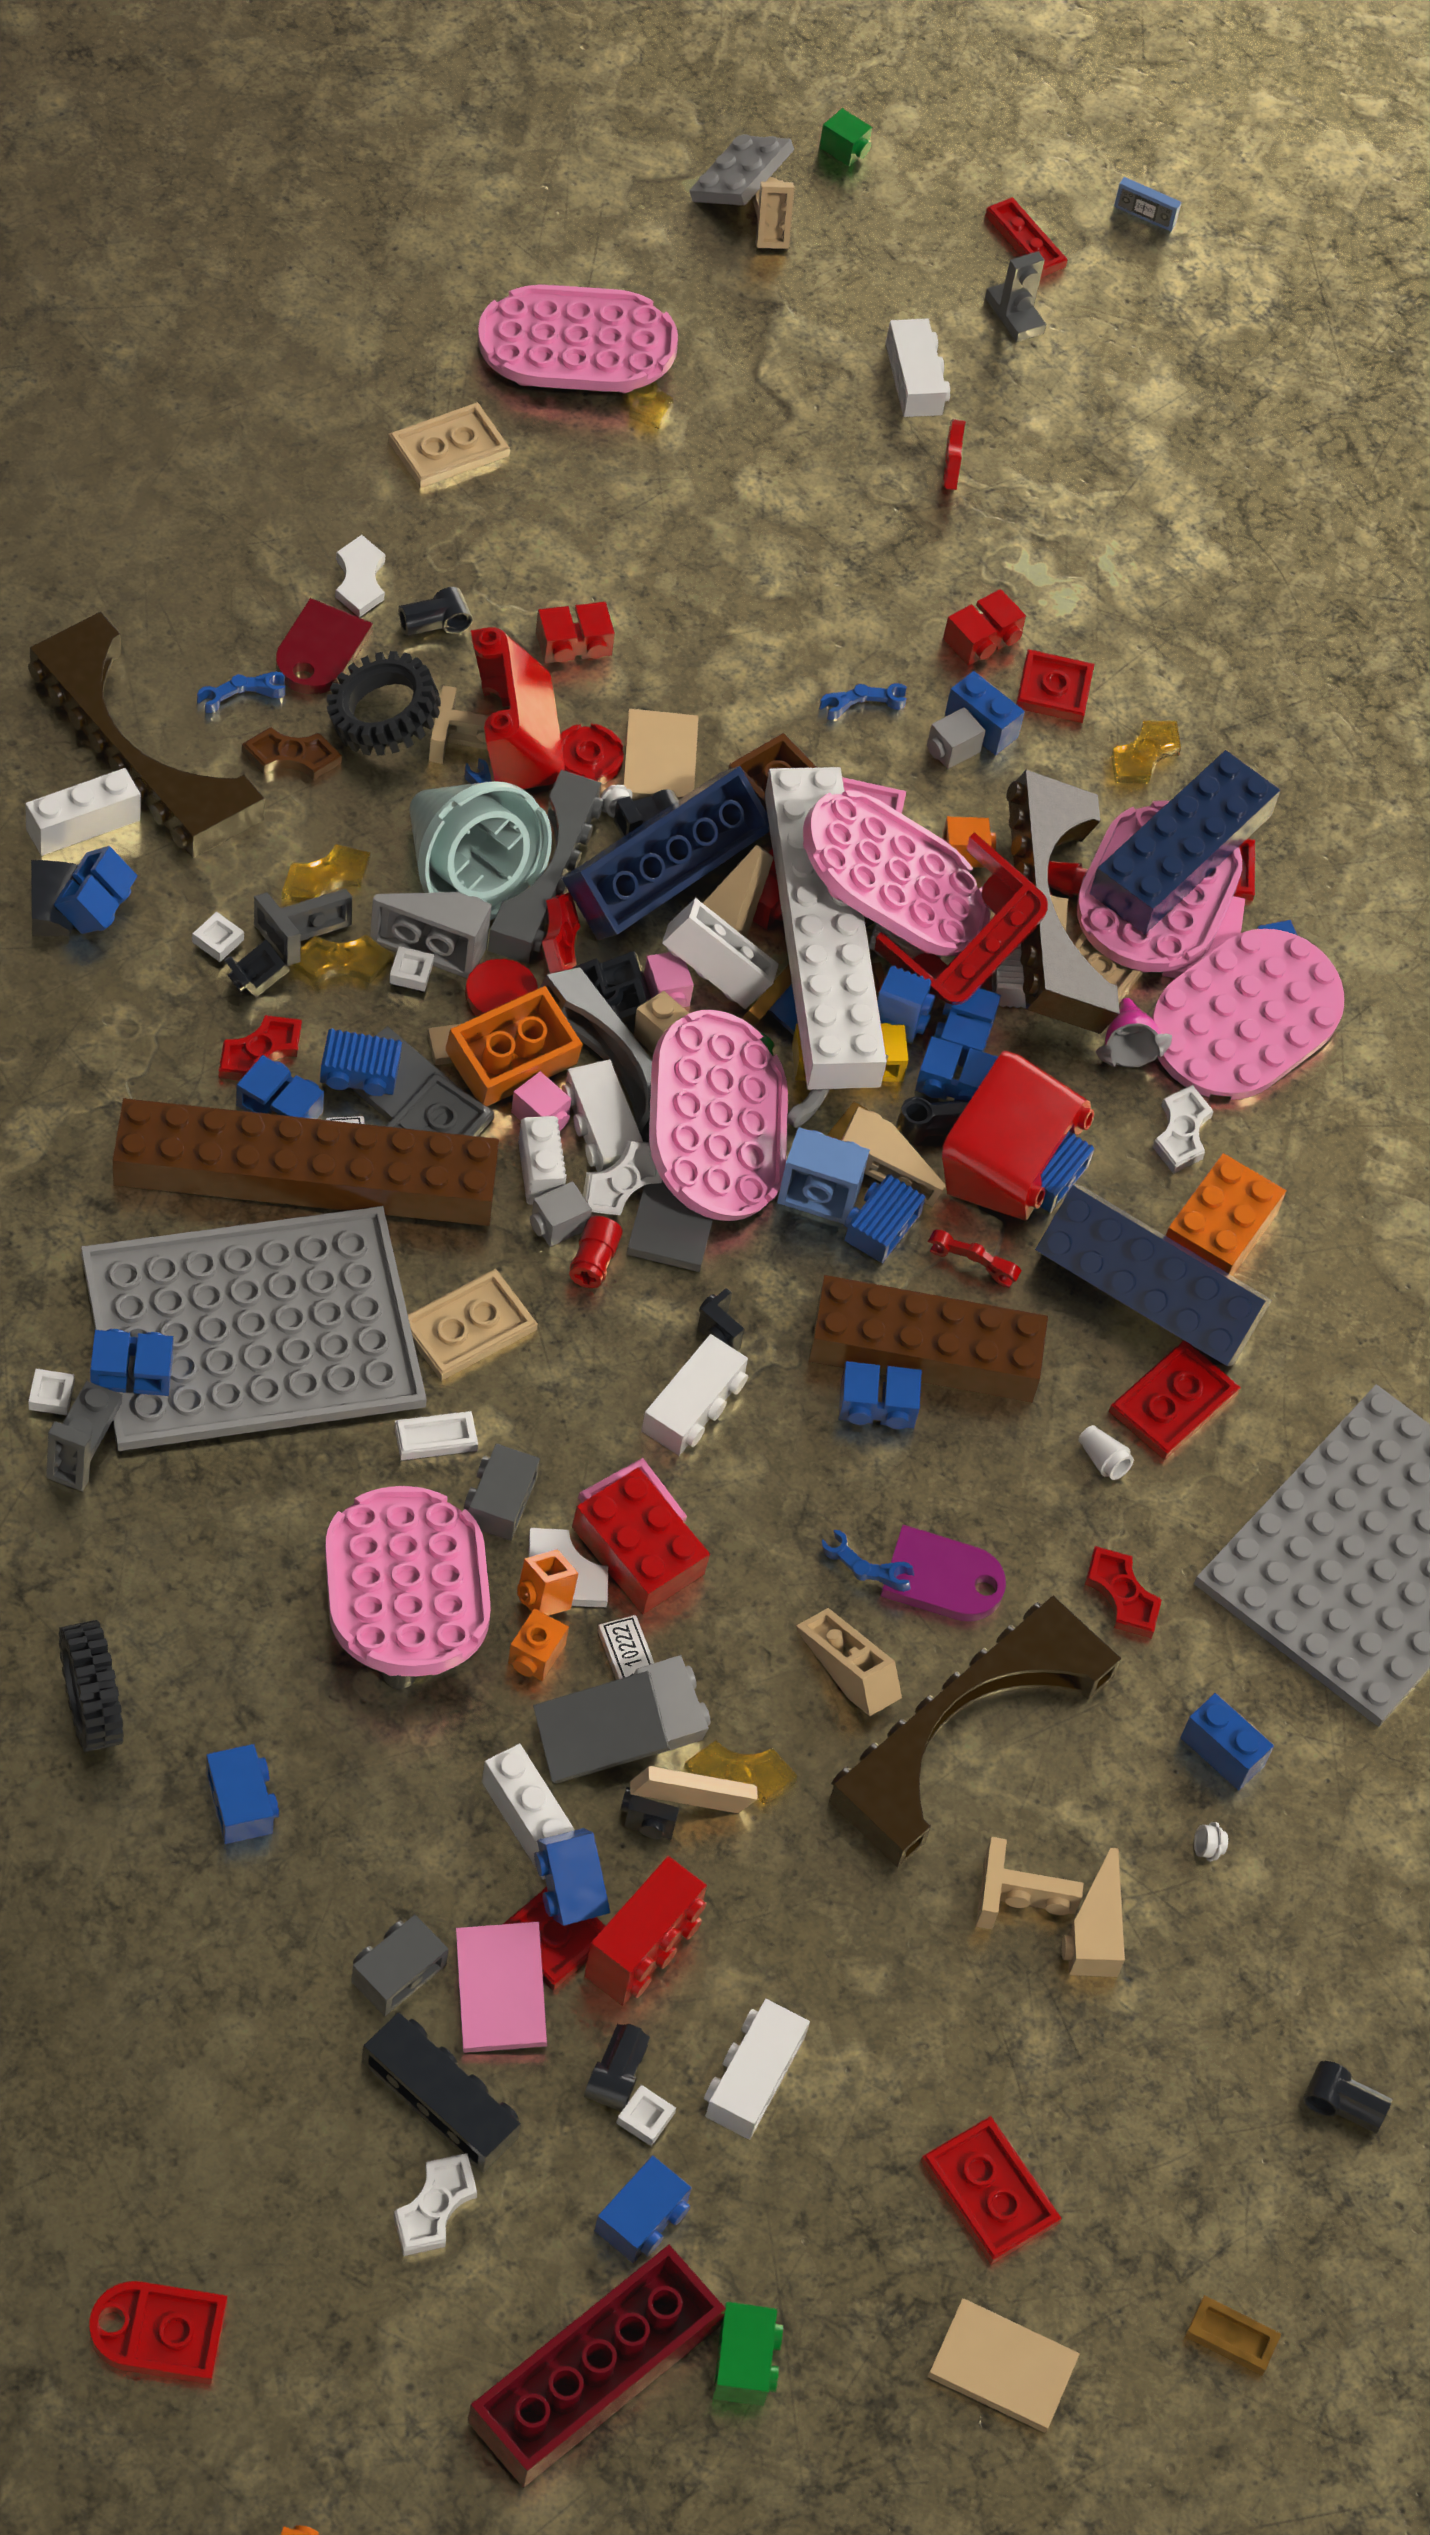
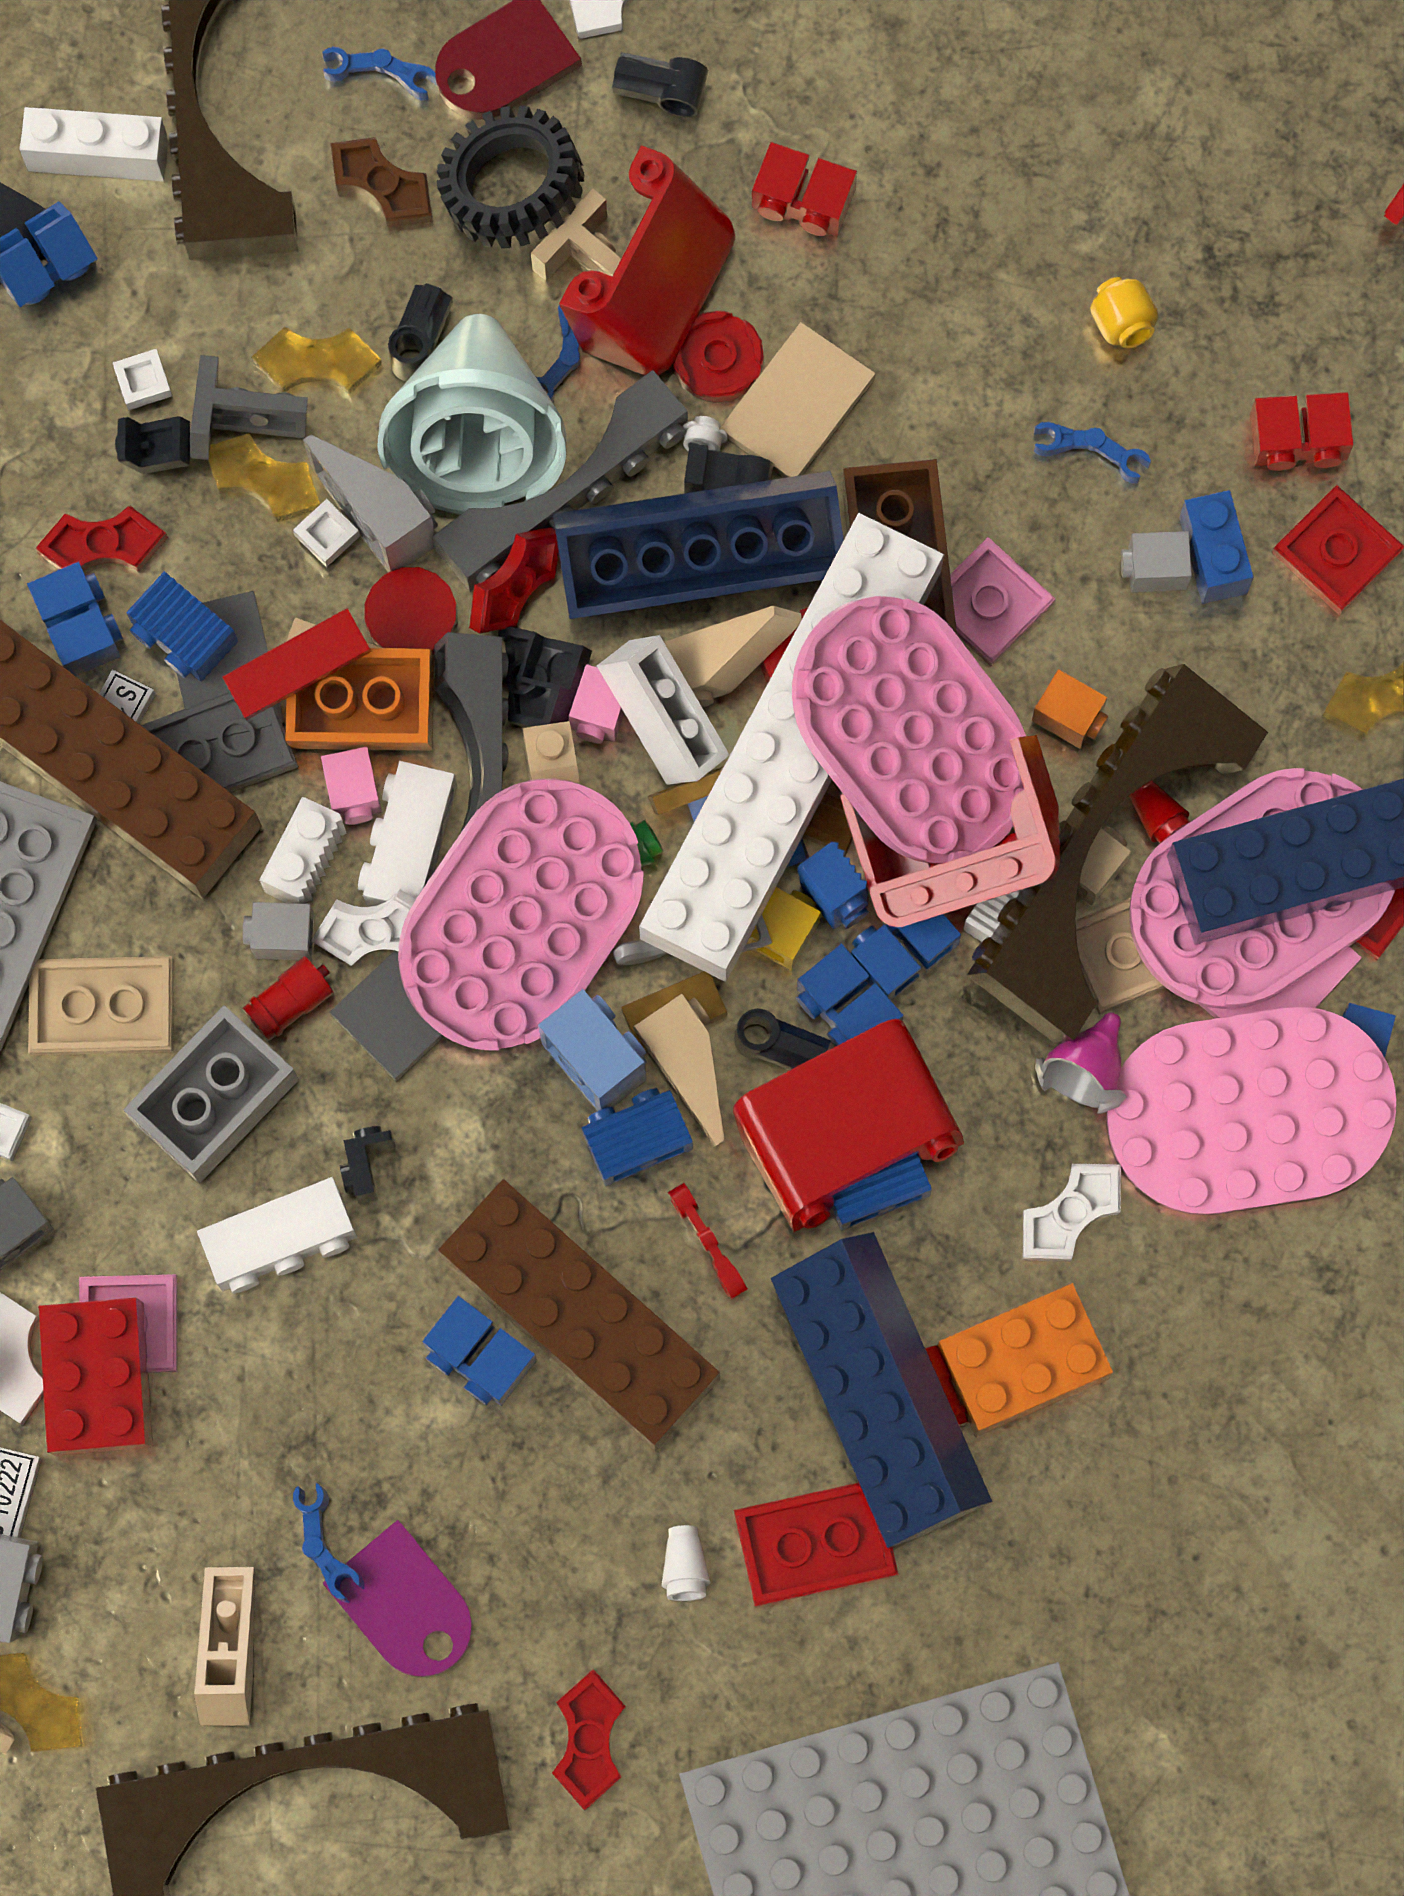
camera: 45 degrees right, 20 degrees up
(385, 825) = (418, 328): none -> black piece
(465, 1033) = (296, 664): none -> red tile
(590, 1329) = (211, 1094): none -> light grey brick
(828, 610) = (1124, 312): none -> yellow head

